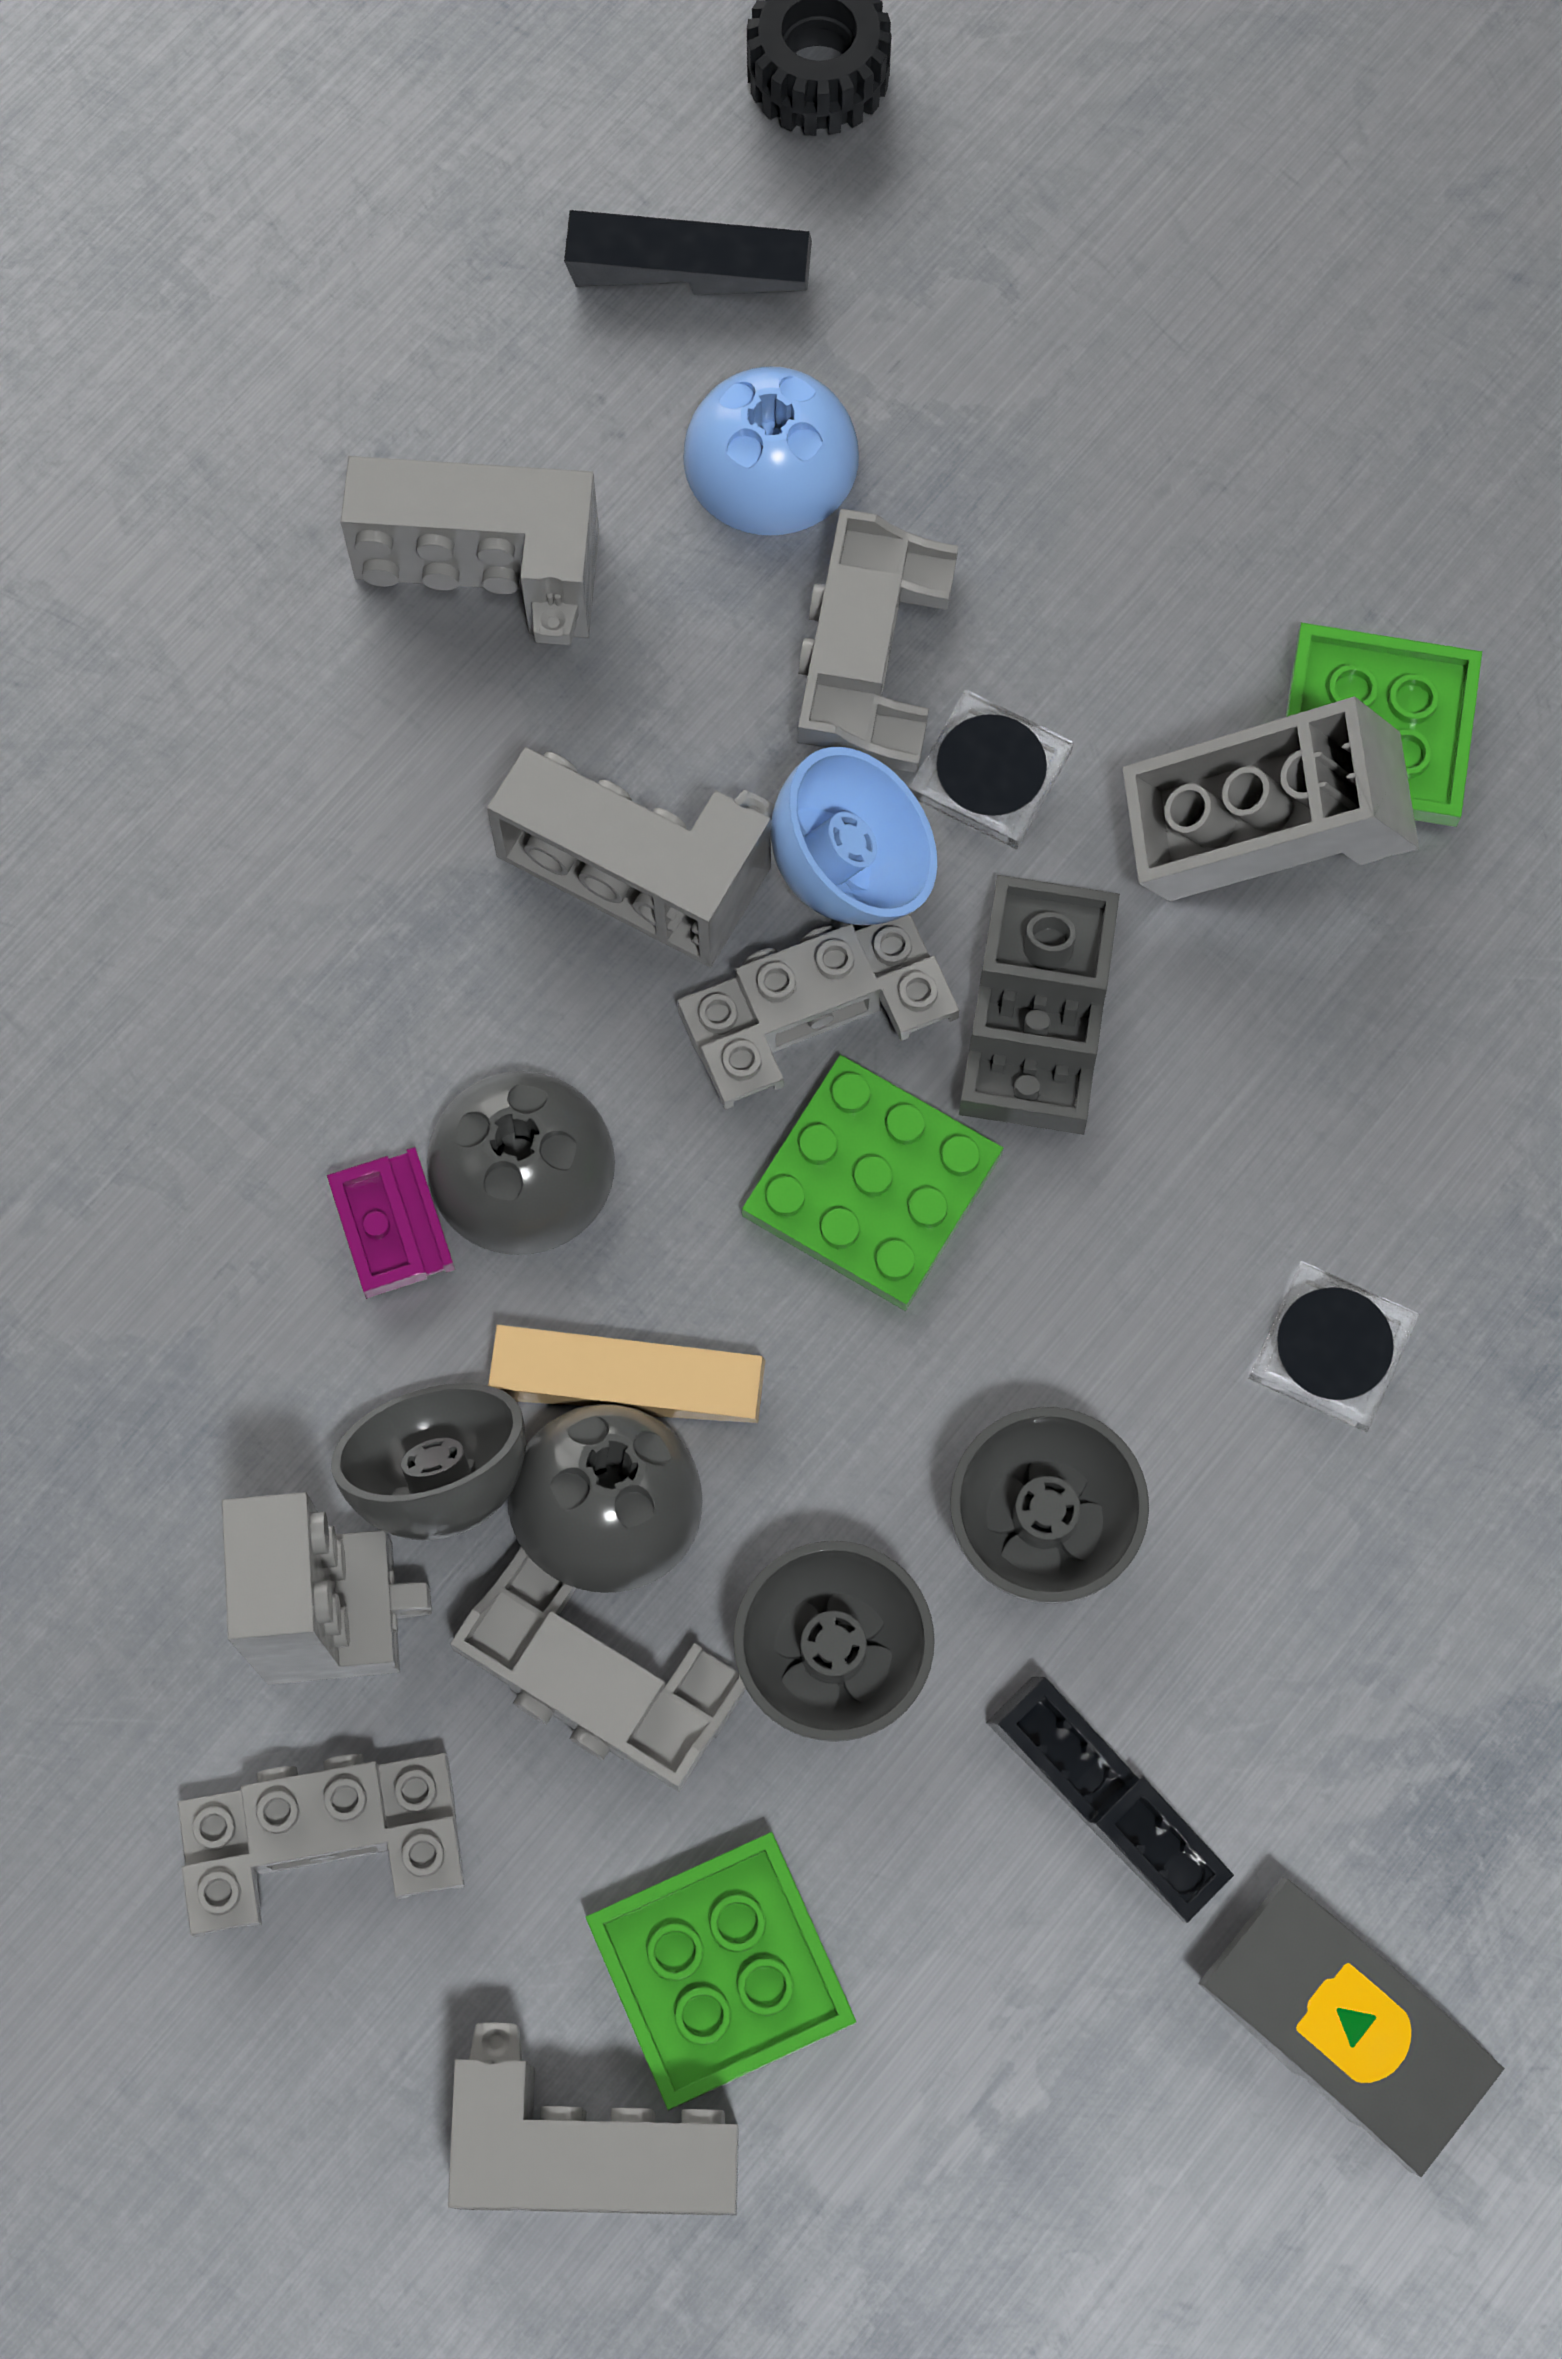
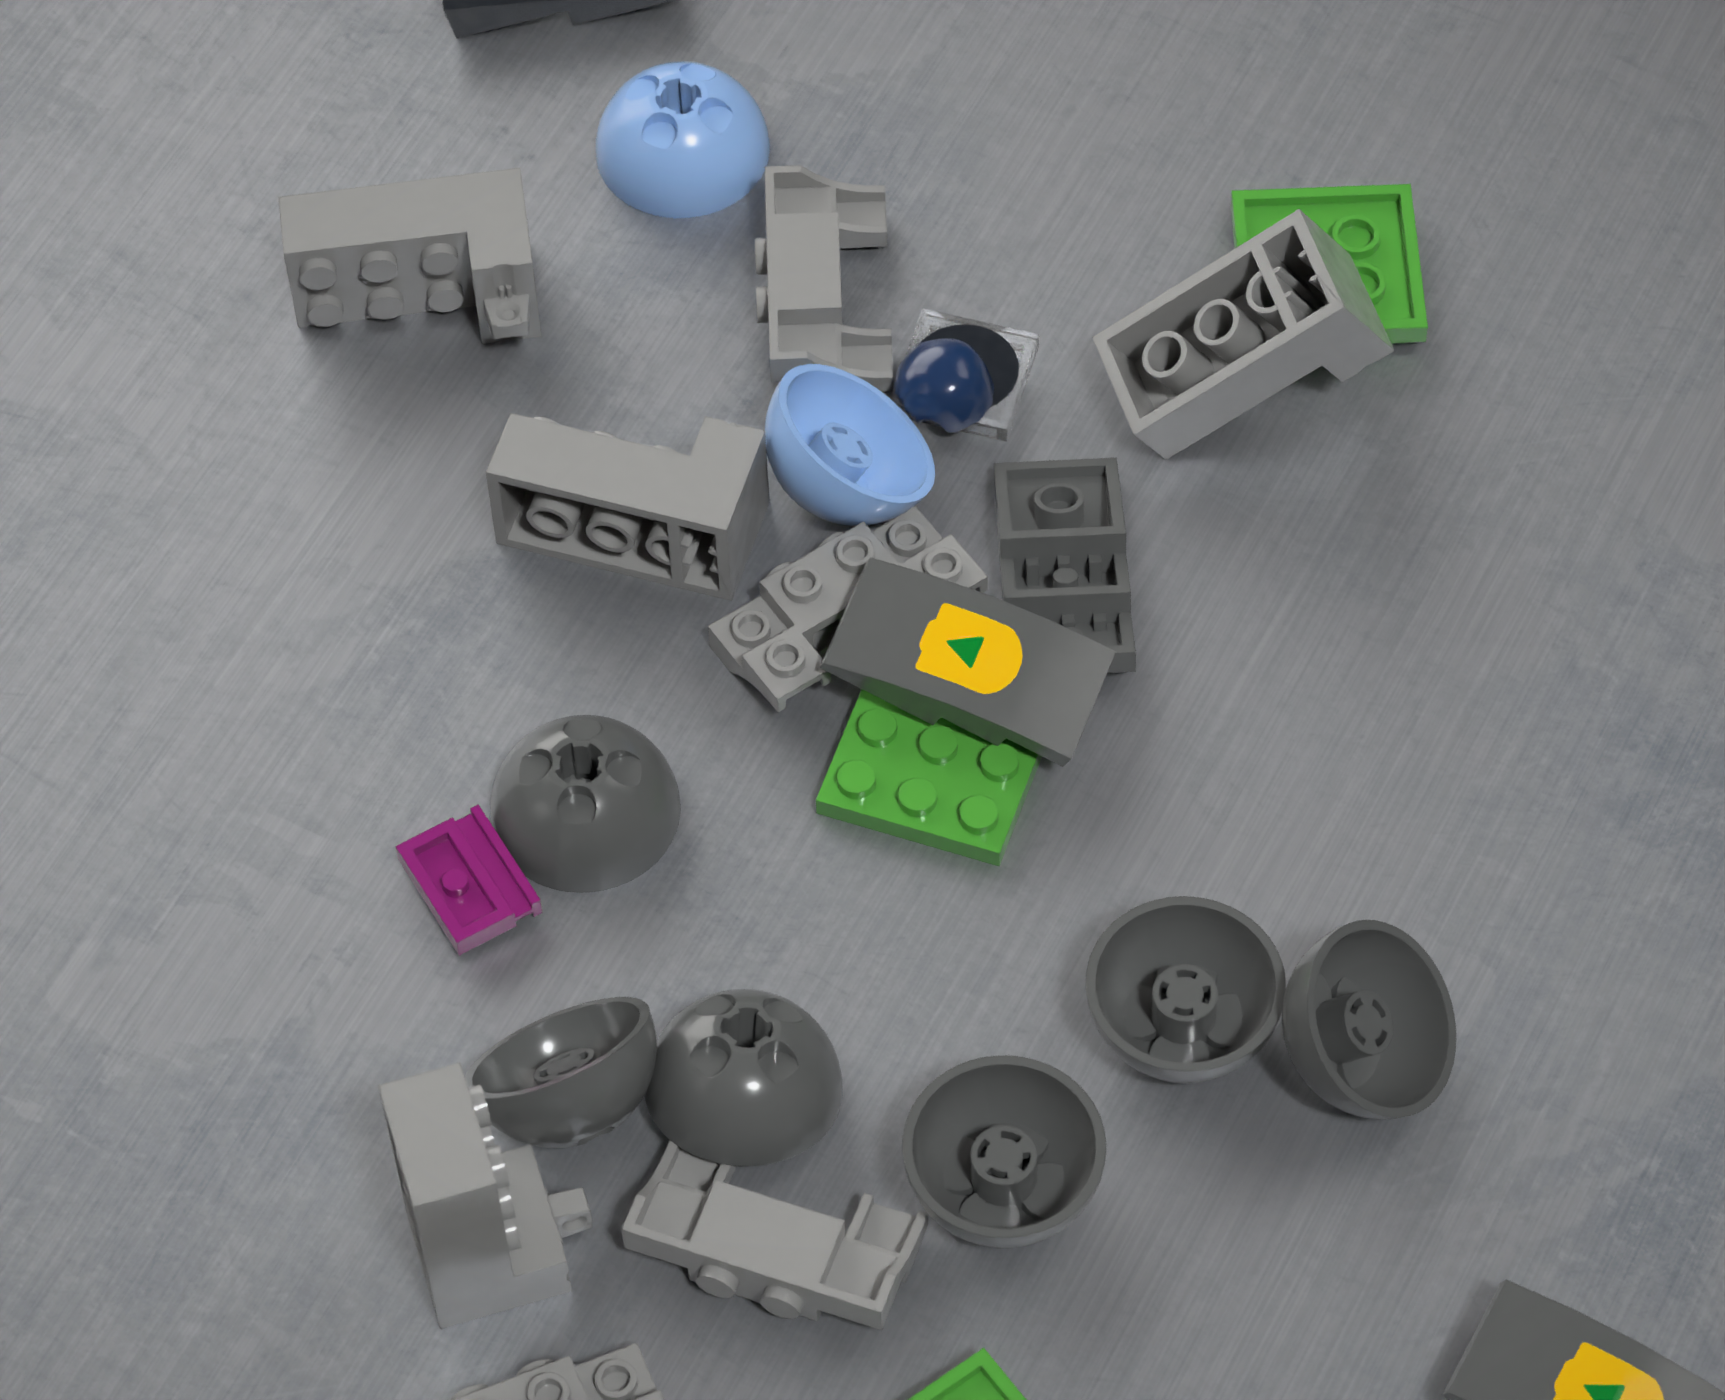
camera: 10 degrees left, 15 degrees down
(629, 1373) = (786, 962): tan slope -> none
(918, 1102) = (968, 660): none -> dark grey slope
(966, 783) = (944, 384): none -> dark blue hair
(1110, 1797) = (1303, 1253): black slope -> none
(1220, 1582) = (1370, 1021): none -> dark grey piece
(1333, 1346) = (1426, 812): black tile -> none

